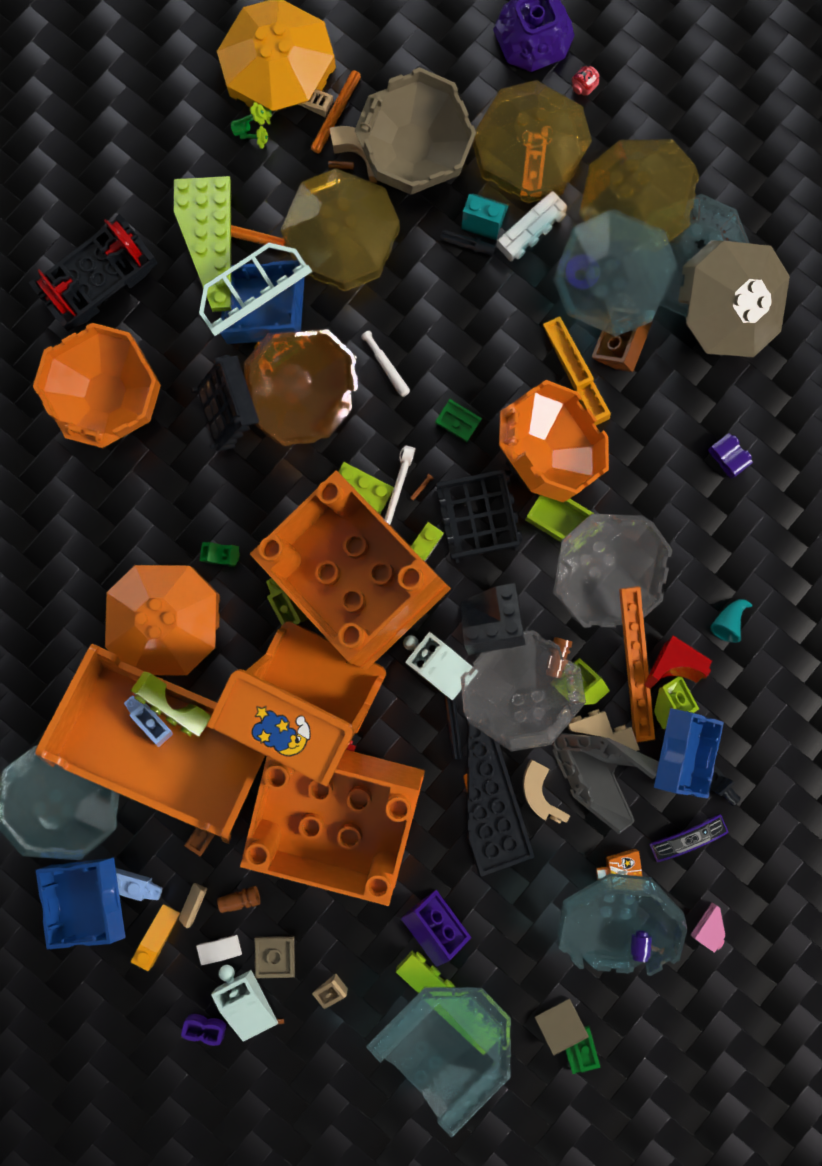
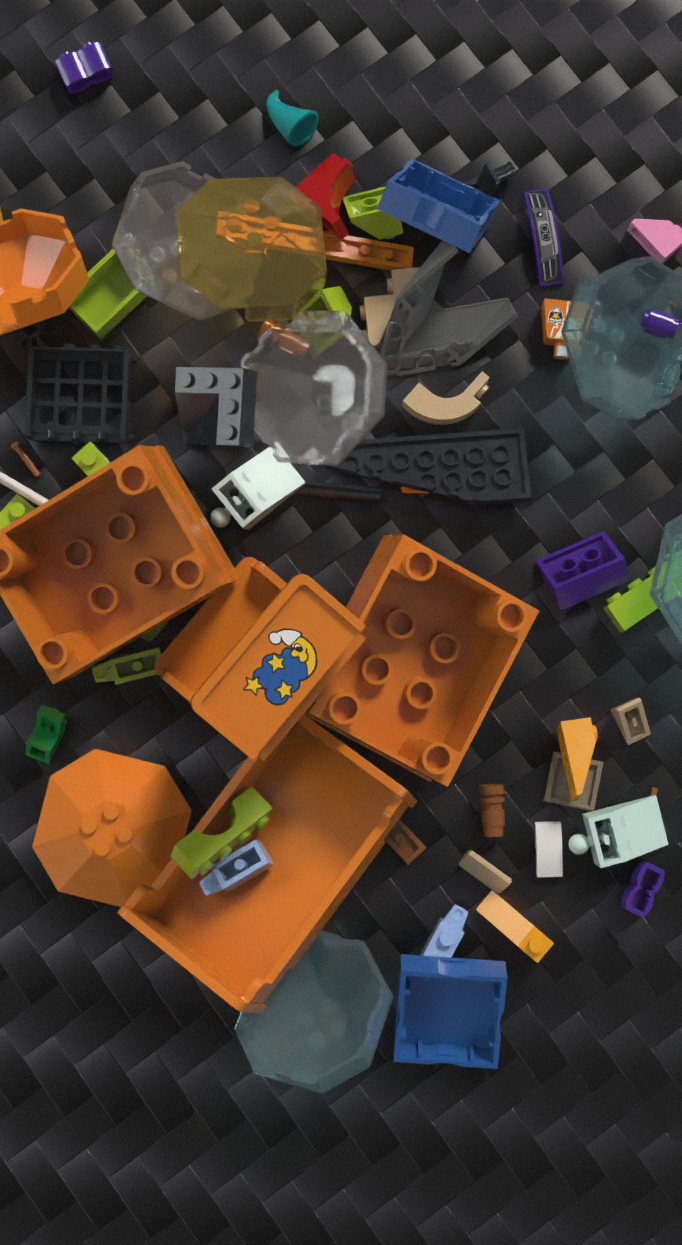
camera: 80 degrees left, 0 degrees up
(298, 955) = (577, 745): none -> light orange slope
(618, 619) = (252, 246): none -> clear yellow windscreen

